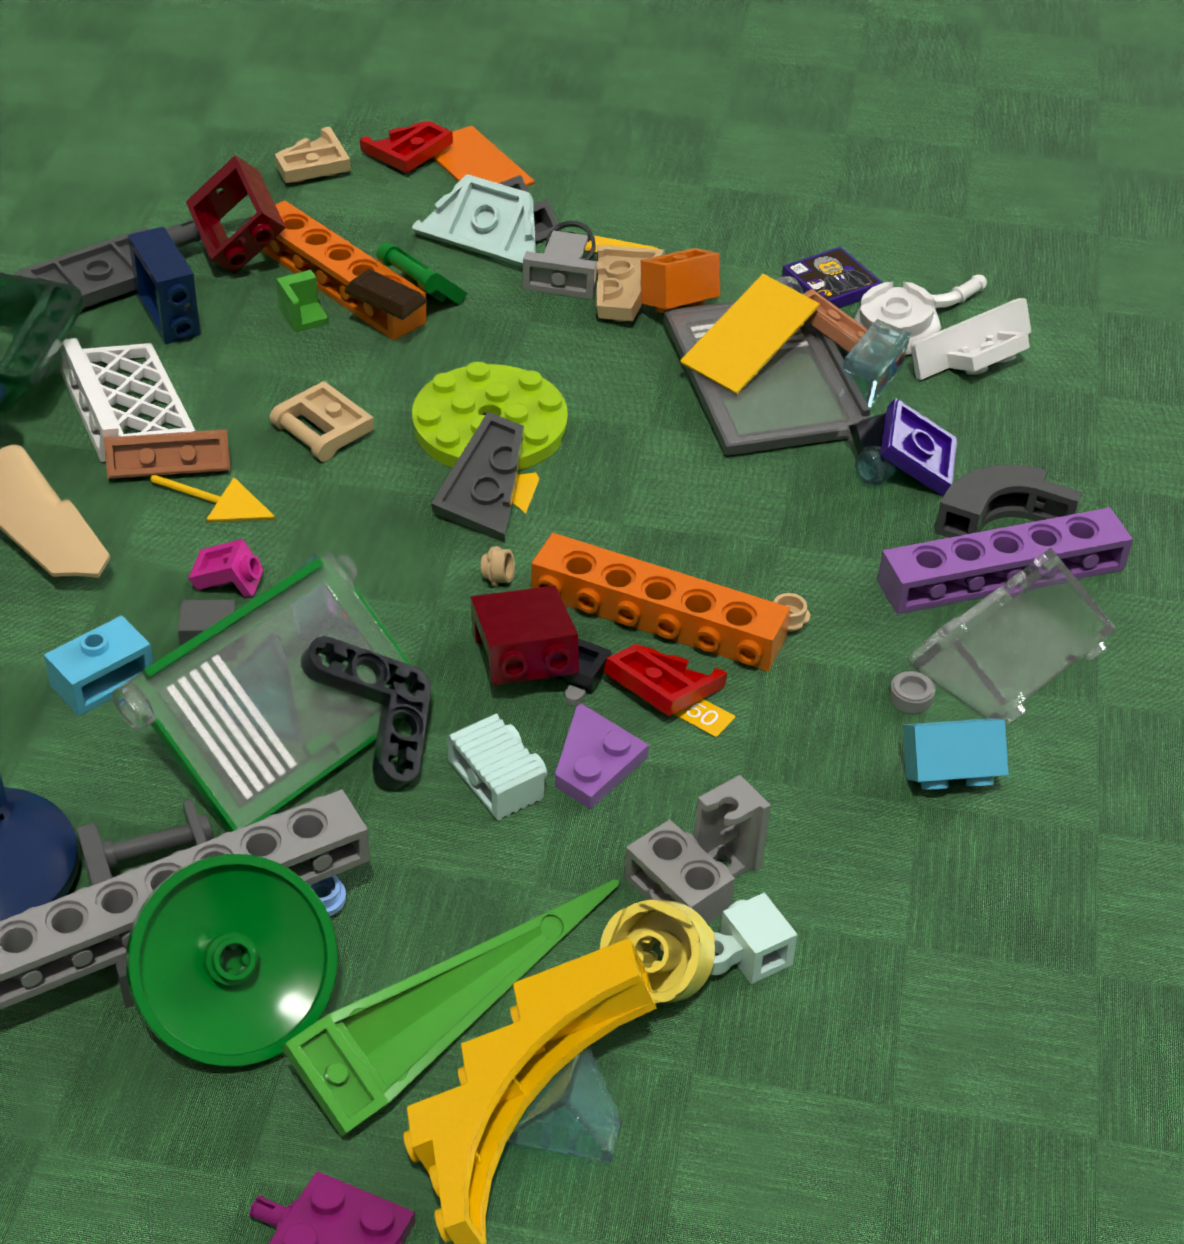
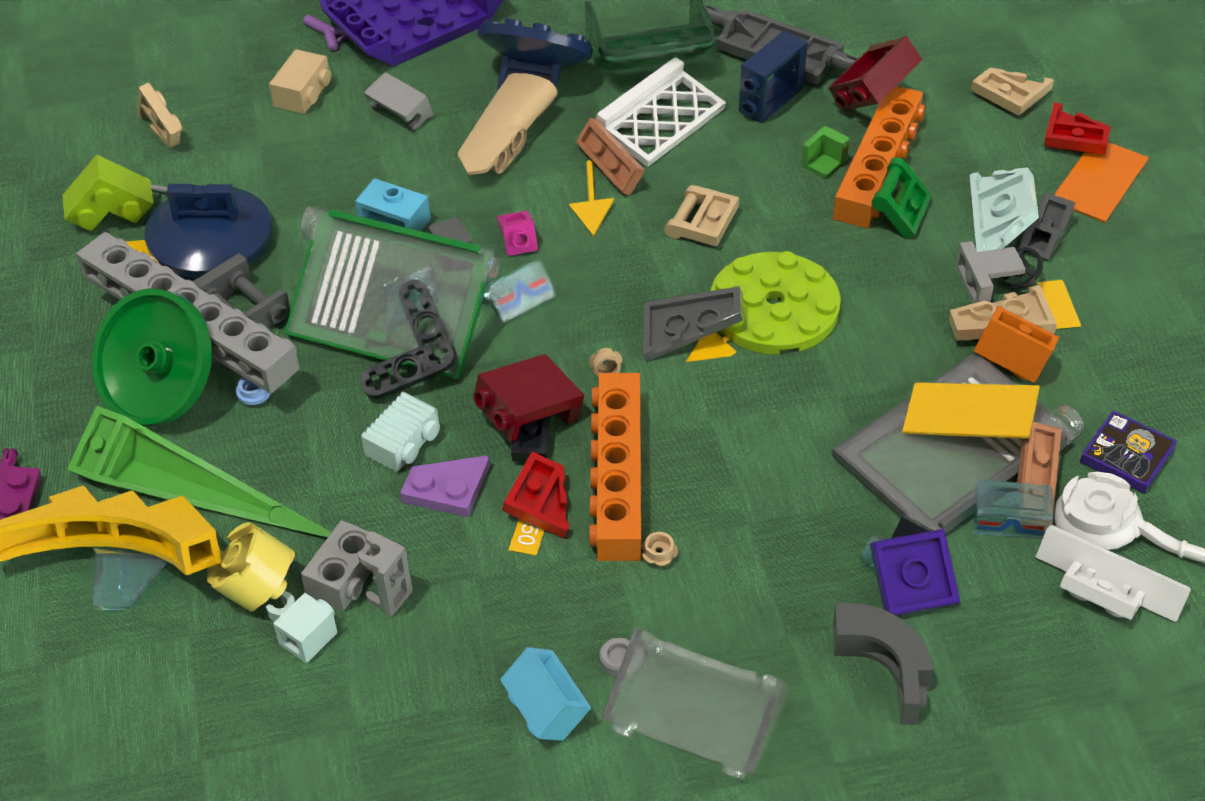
camera: 70 degrees right, 5 degrees up
(385, 294) = (846, 184): dark brown tile -> none
(574, 695) = (504, 454): light grey piece -> none
(981, 562) = (842, 720): medium lavender brick -> none

